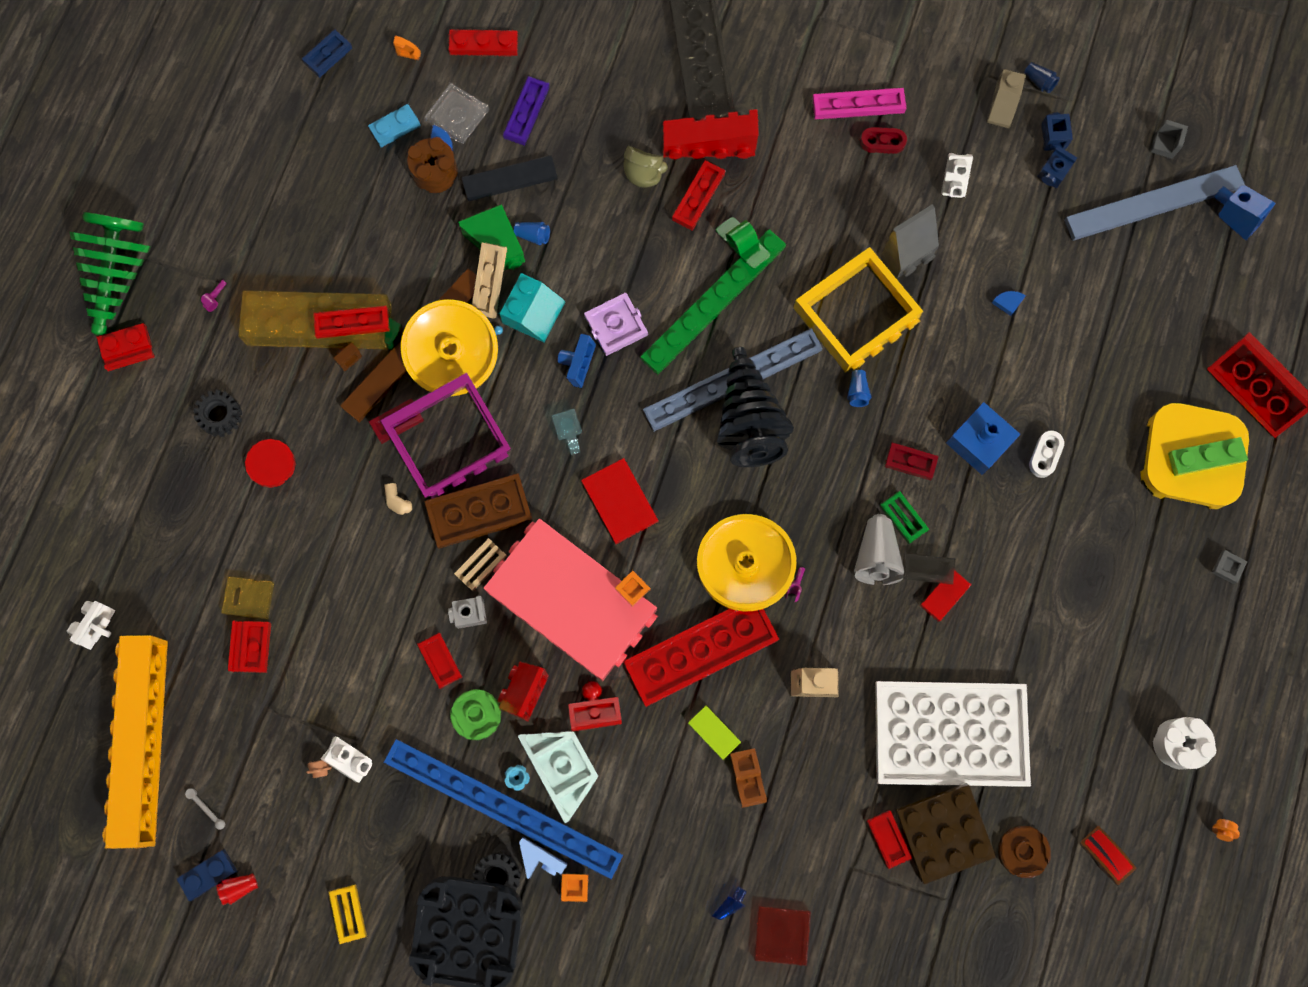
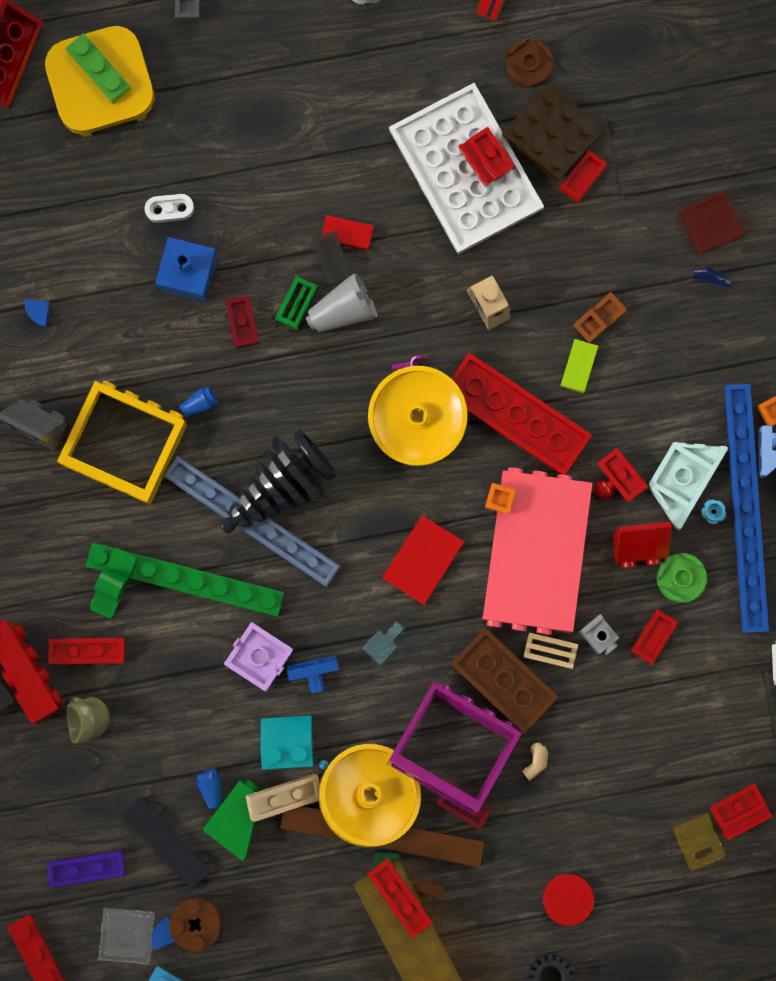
camera: 110 degrees left, 5 degrees up
(952, 755) = (486, 157): none -> red plate

